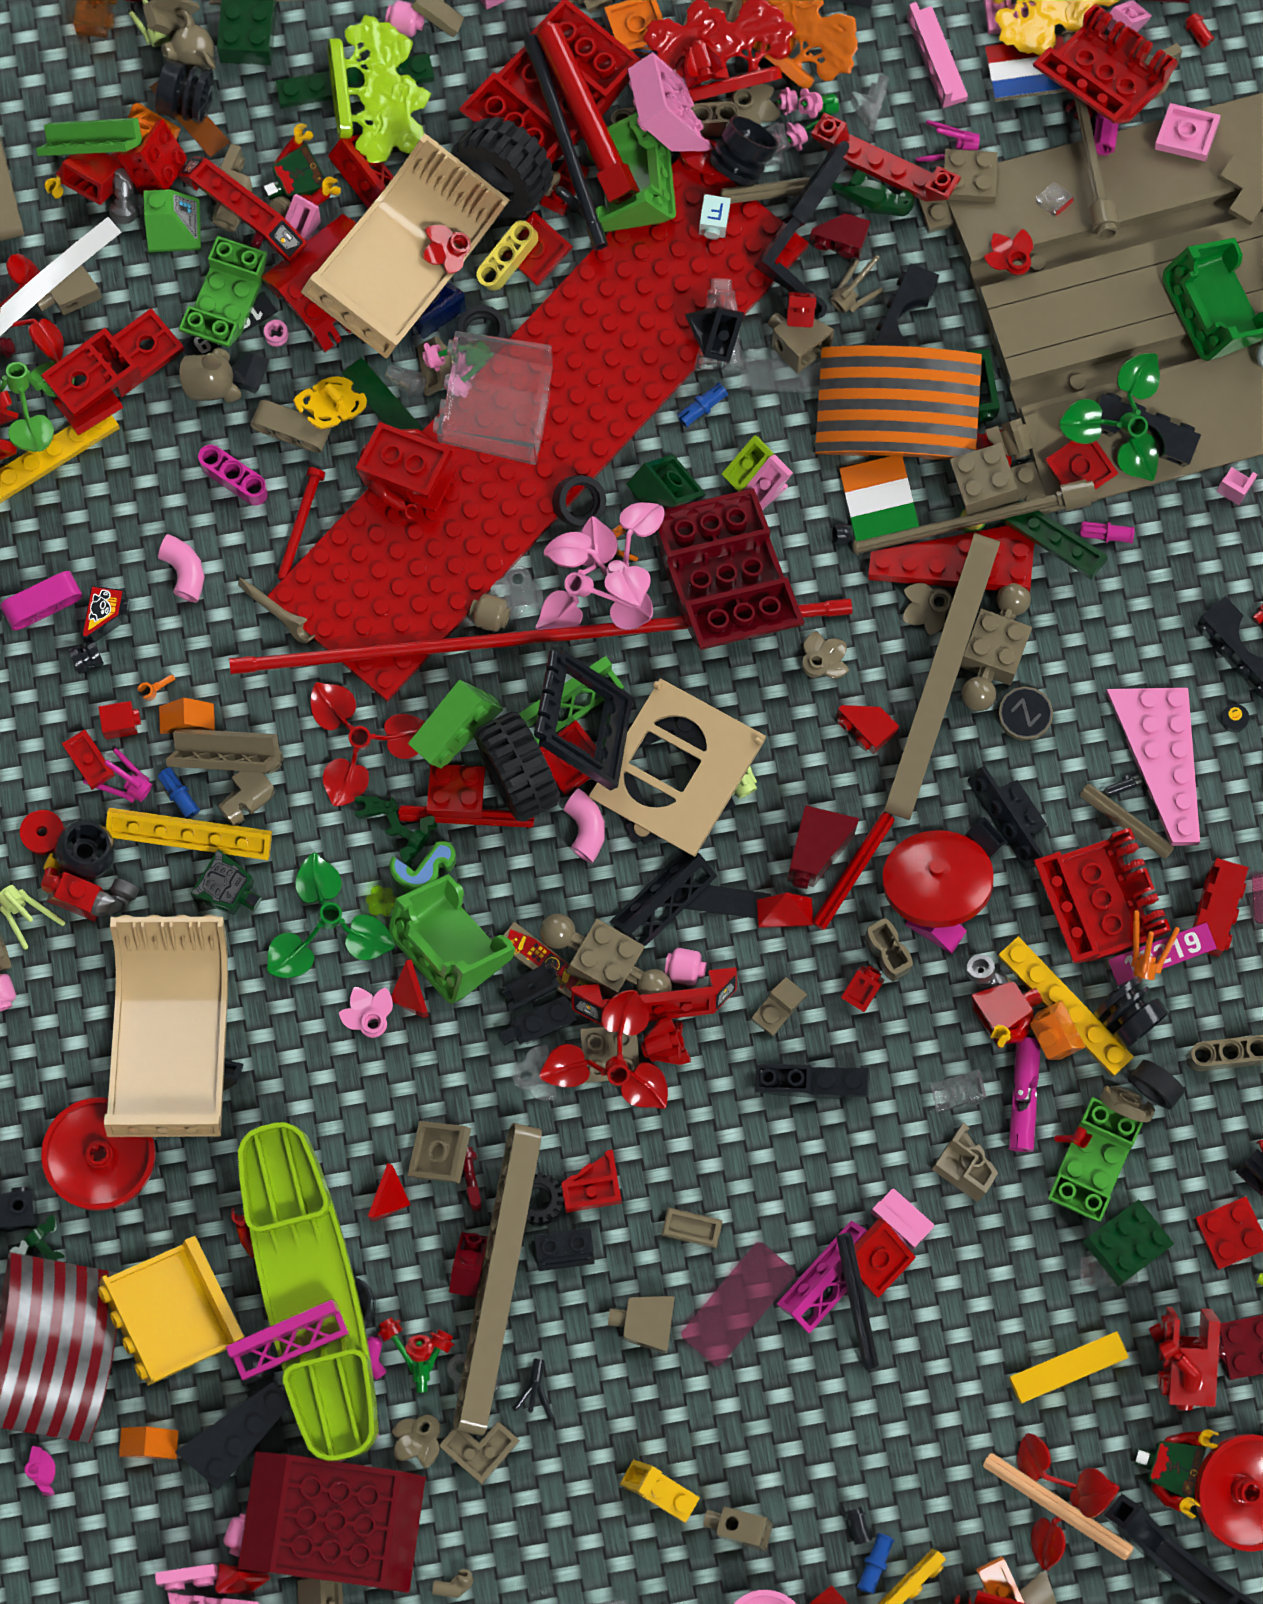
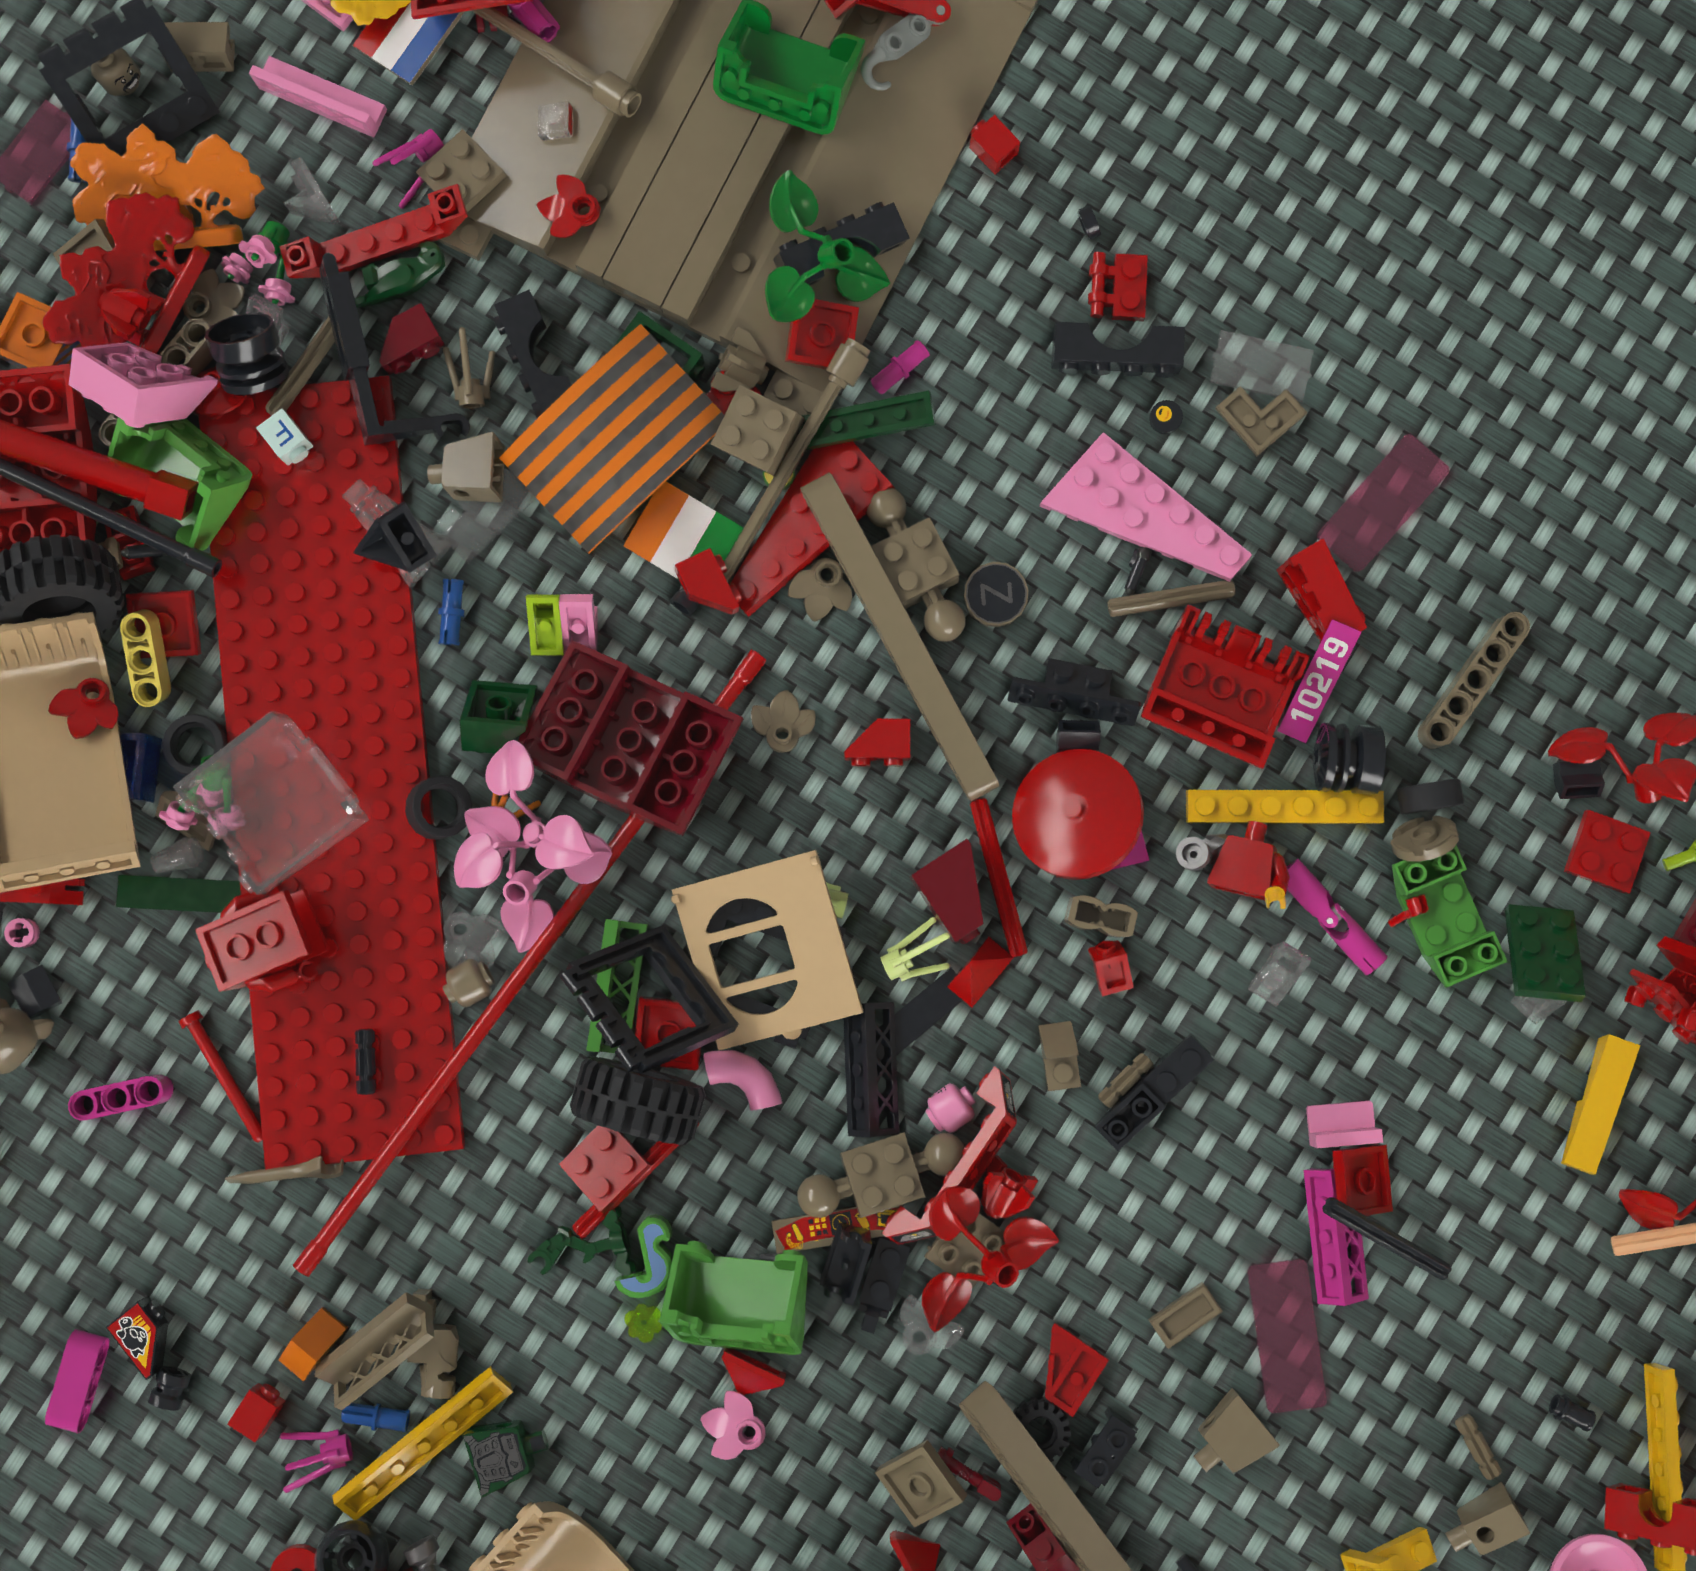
camera: 45 degrees left, 10 degrees up
(88, 759) = (267, 1472): red plate -> none
(155, 687) = (256, 1350): orange hand -> none
(187, 566) = (167, 1217): bright pink cylinder -> none
(288, 426) = (123, 1001): dark tan beam -> none
(320, 882) = (665, 1365): green plant -> none
(329, 401) = (135, 945): yellow shield -> none
(342, 778) = (503, 1253): red plant -> none
(387, 594) = (365, 1061): none -> black axle
(454, 723) = (545, 1116): bright green wedge -> none
(745, 855) = (899, 961): none -> yellowish green plant
(781, 1486) = (1478, 1447): none -> dark tan axle
(801, 309) = (446, 442): red slope -> none
(803, 1058) = (1125, 1080): none -> dark tan axle
(863, 533) = (705, 582): none -> red slope
(875, 1563) = (1617, 1428): blue pin -> none
(966, 1165) = (1344, 1025): dark tan slope -> none
(1056, 1032) = (1311, 843): orange torso -> none
(1146, 965) = (1317, 704): orange plant -> none
(1236, 485) = (962, 215): bright pink panel -> none

